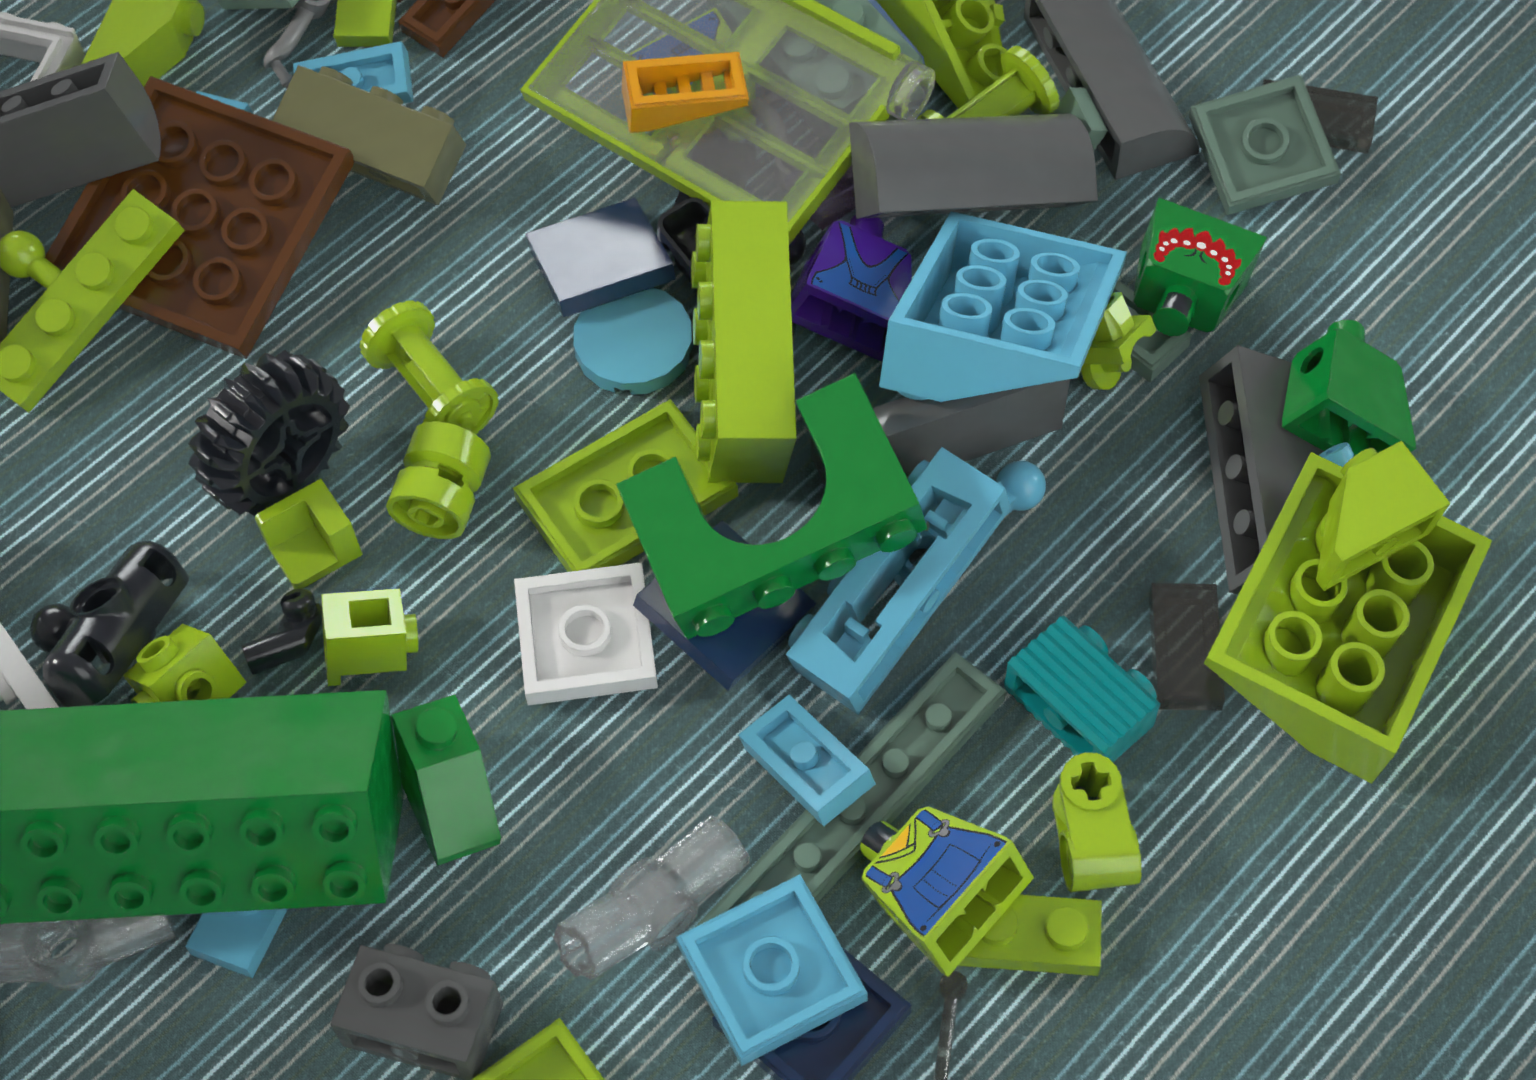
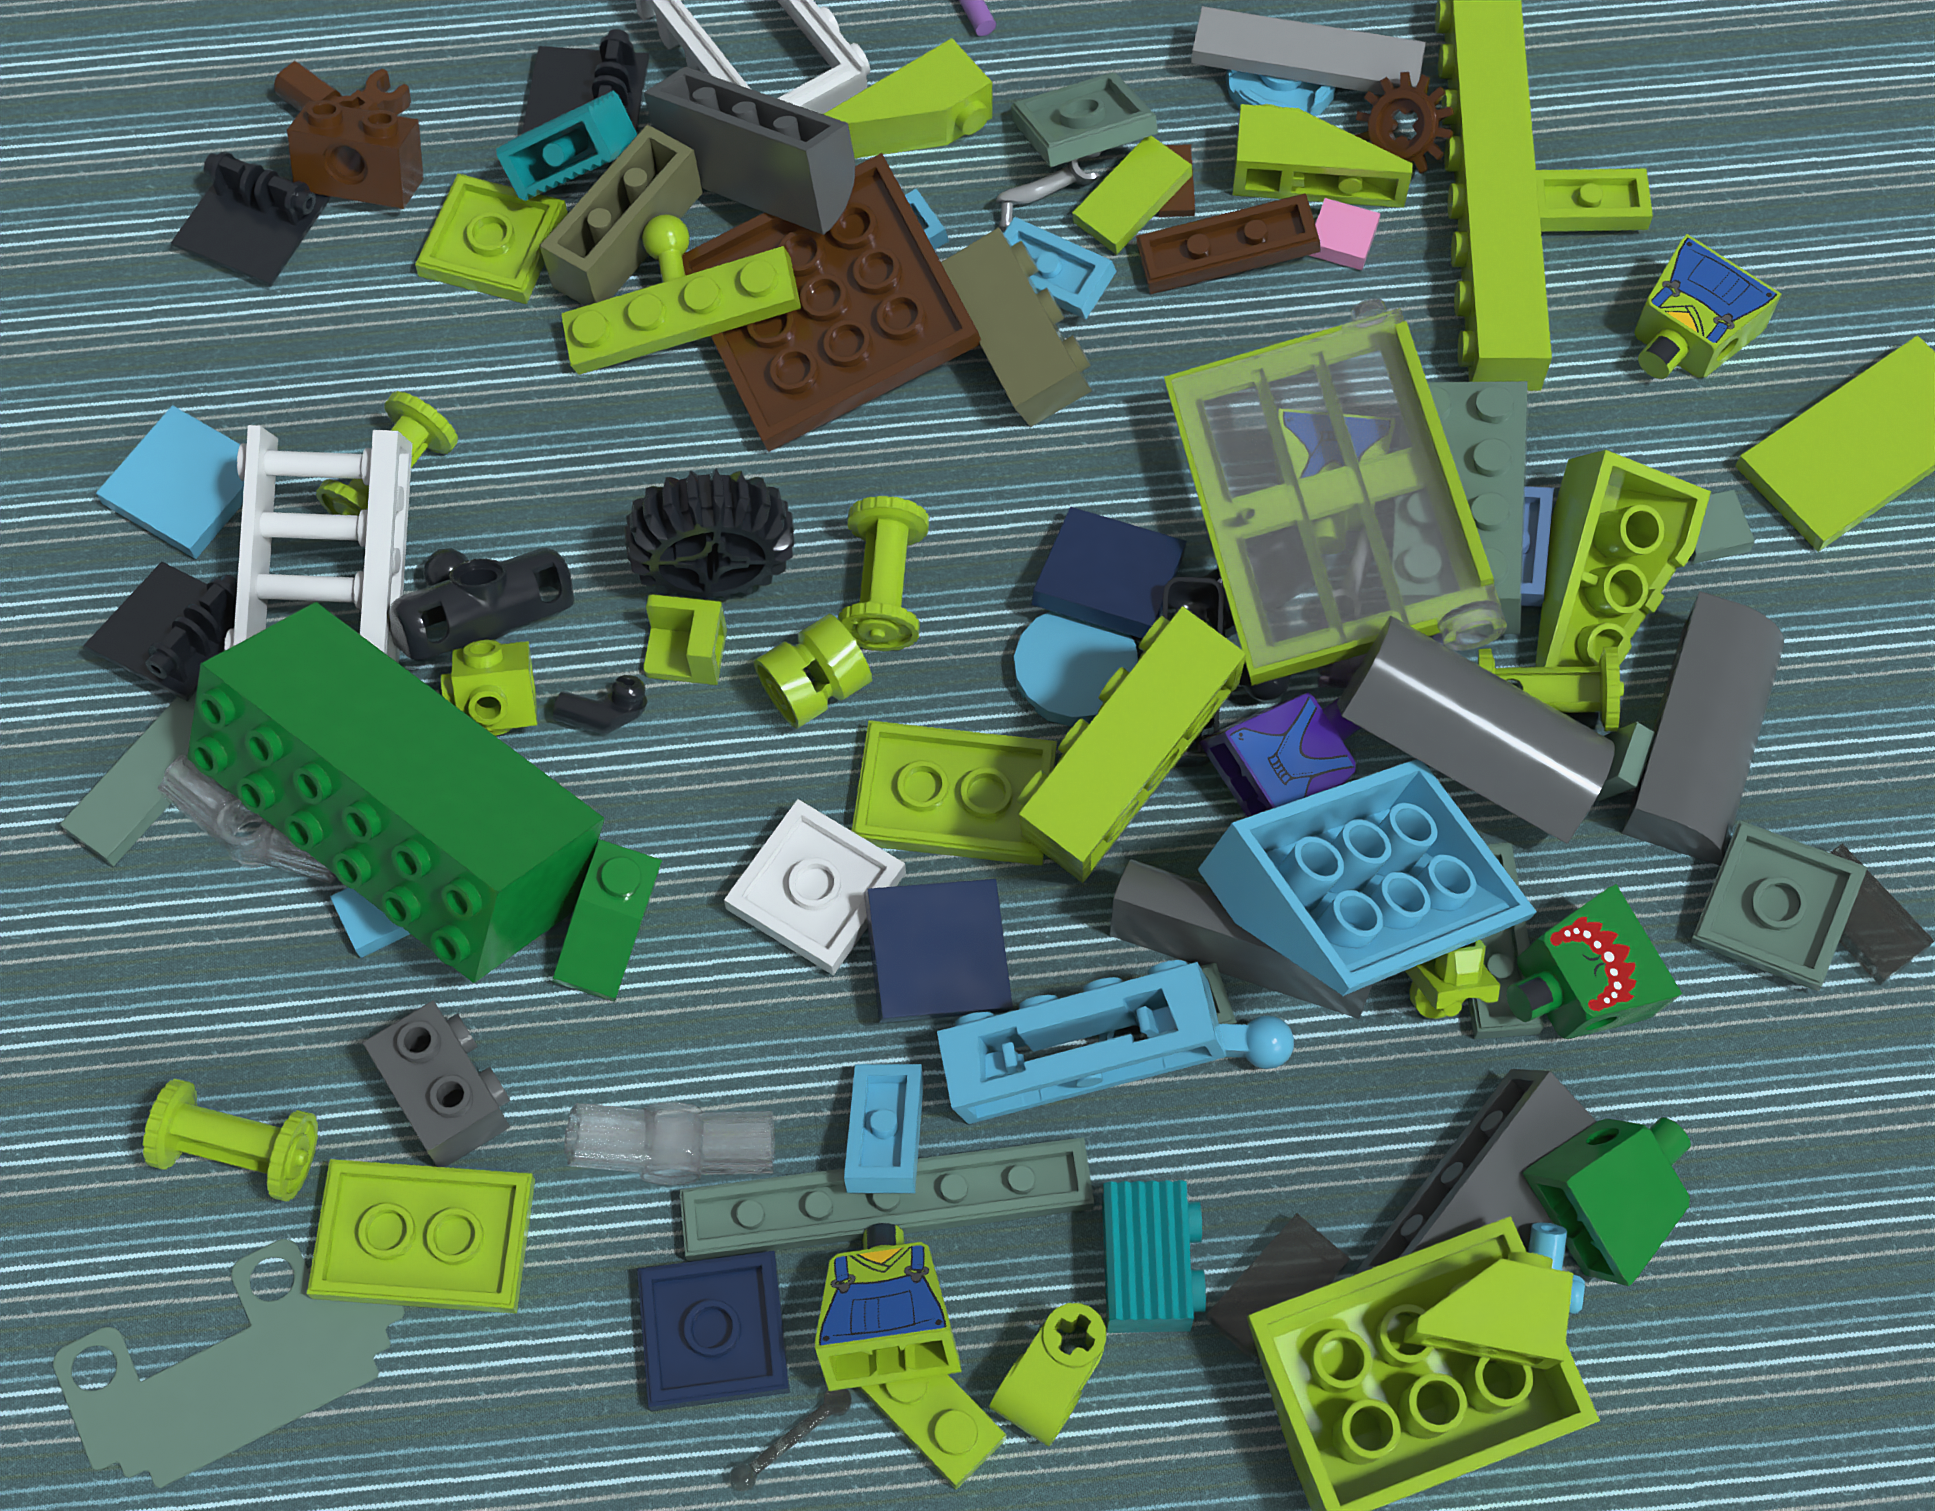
camera: 40 degrees right, 5 degrees up
(366, 633) = (653, 755): lime brick -> none
(665, 109) = (1275, 450): light orange slope -> none
(771, 969) = (707, 1270): medium azure tile -> none
(862, 511) = (1082, 963): green arch -> none

